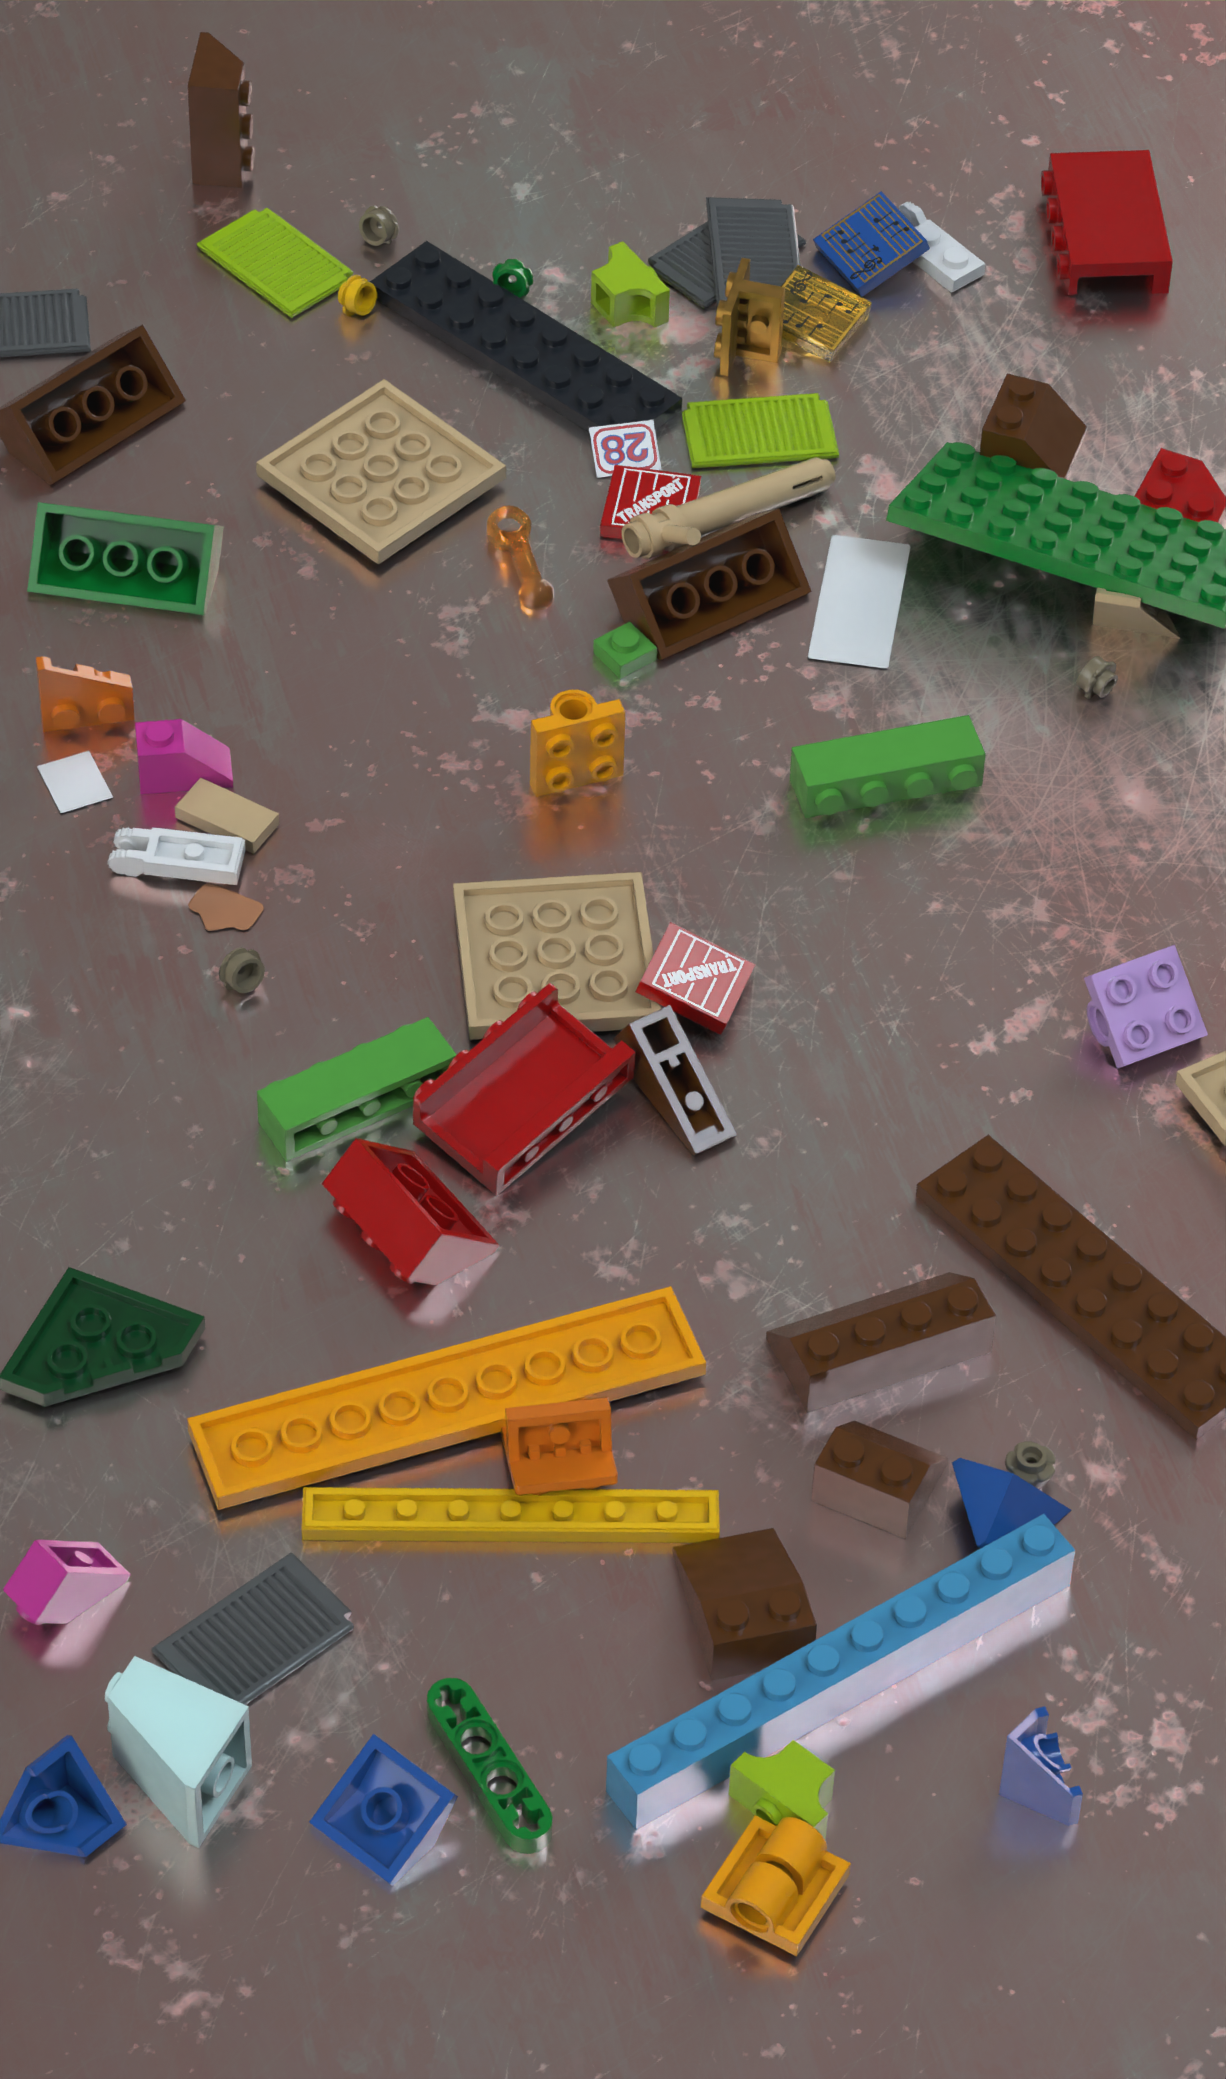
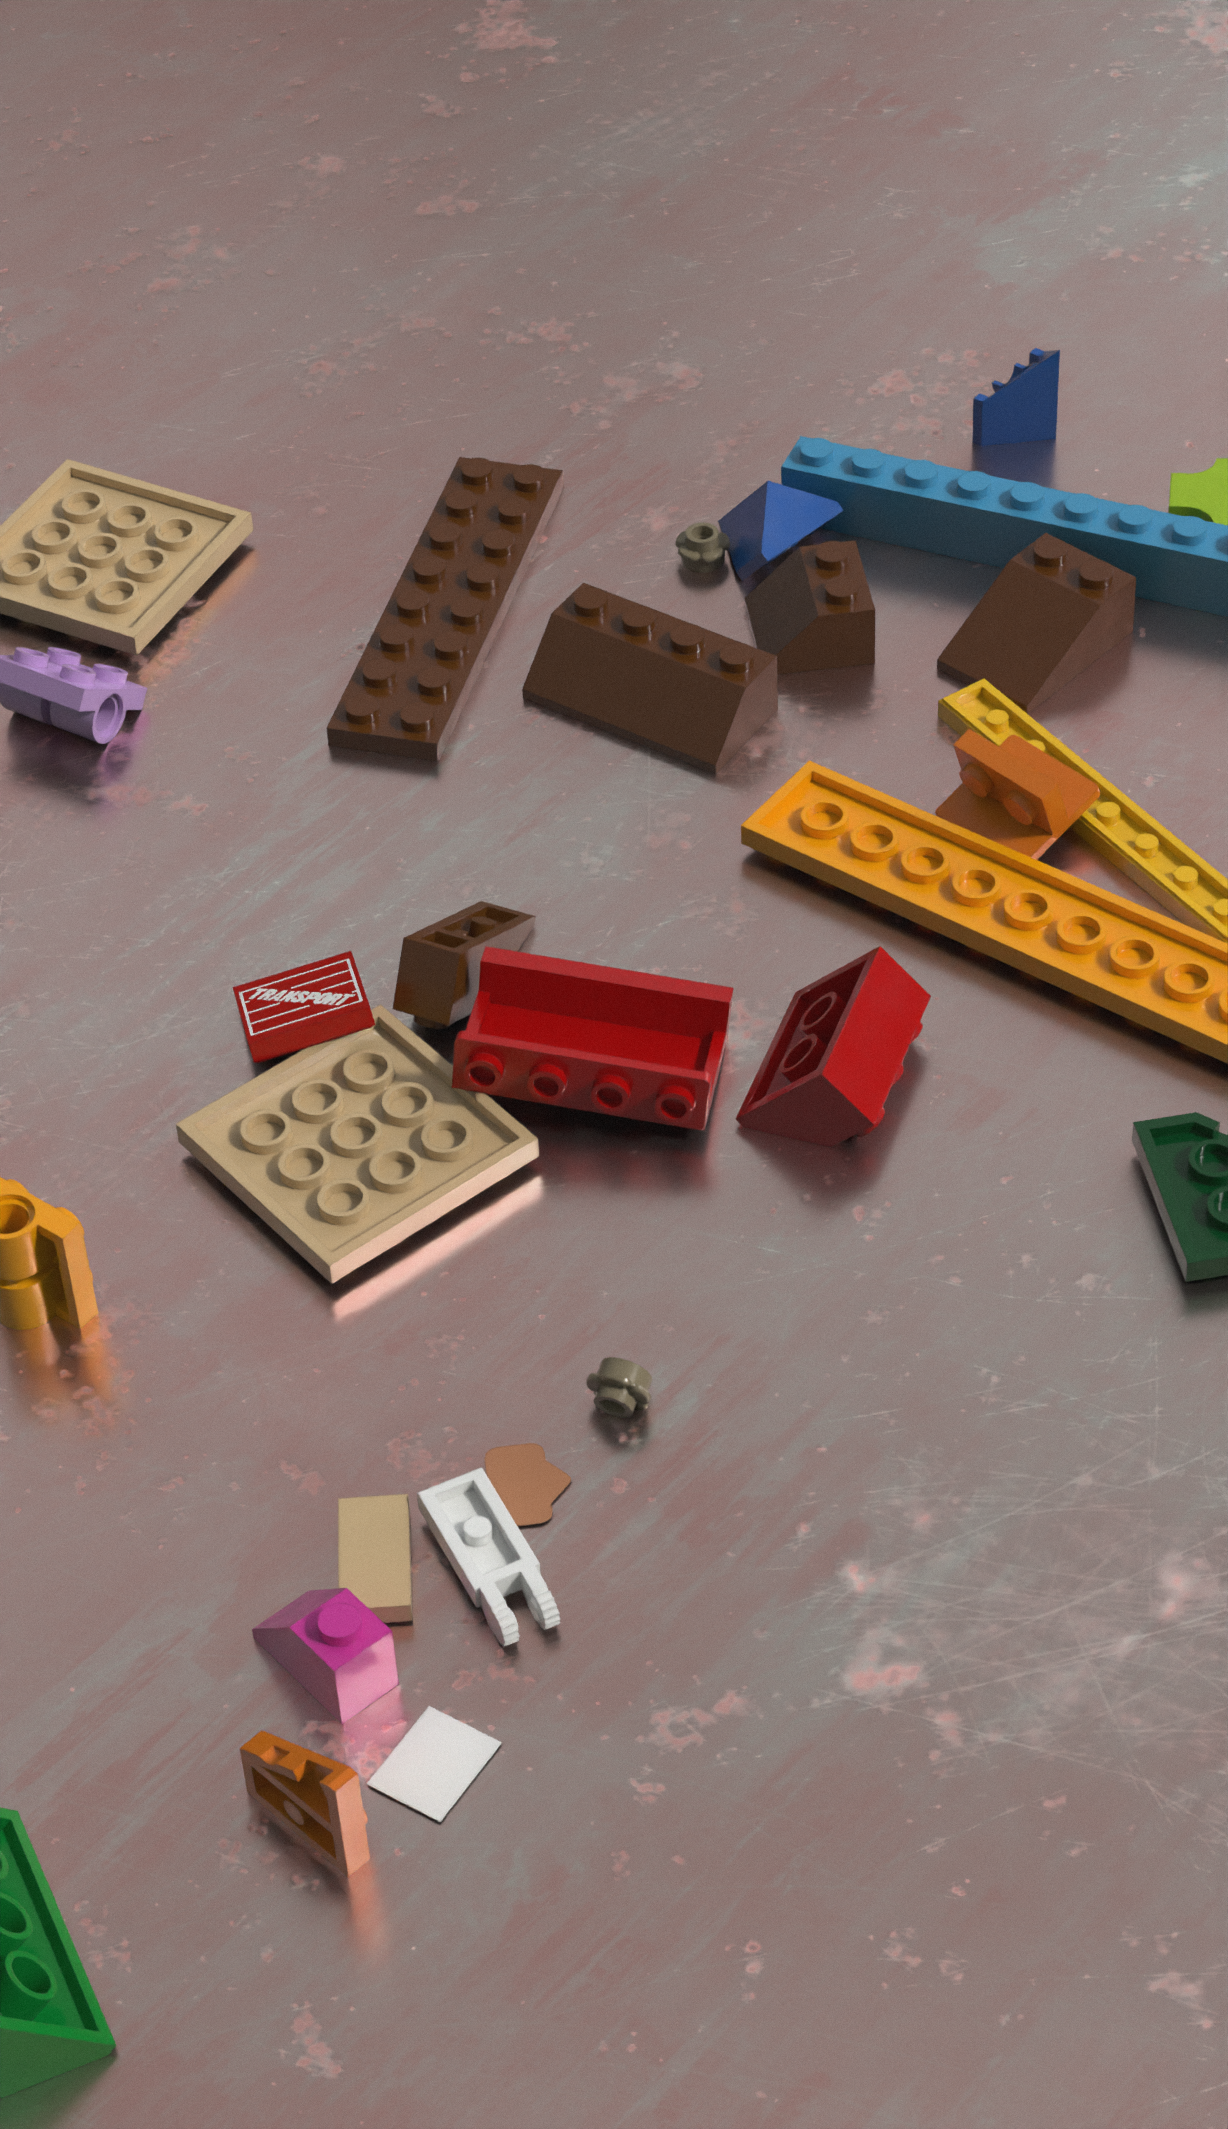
camera: 120 degrees left, 5 degrees down
(352, 1089) = (708, 1184): bright green brick -> none

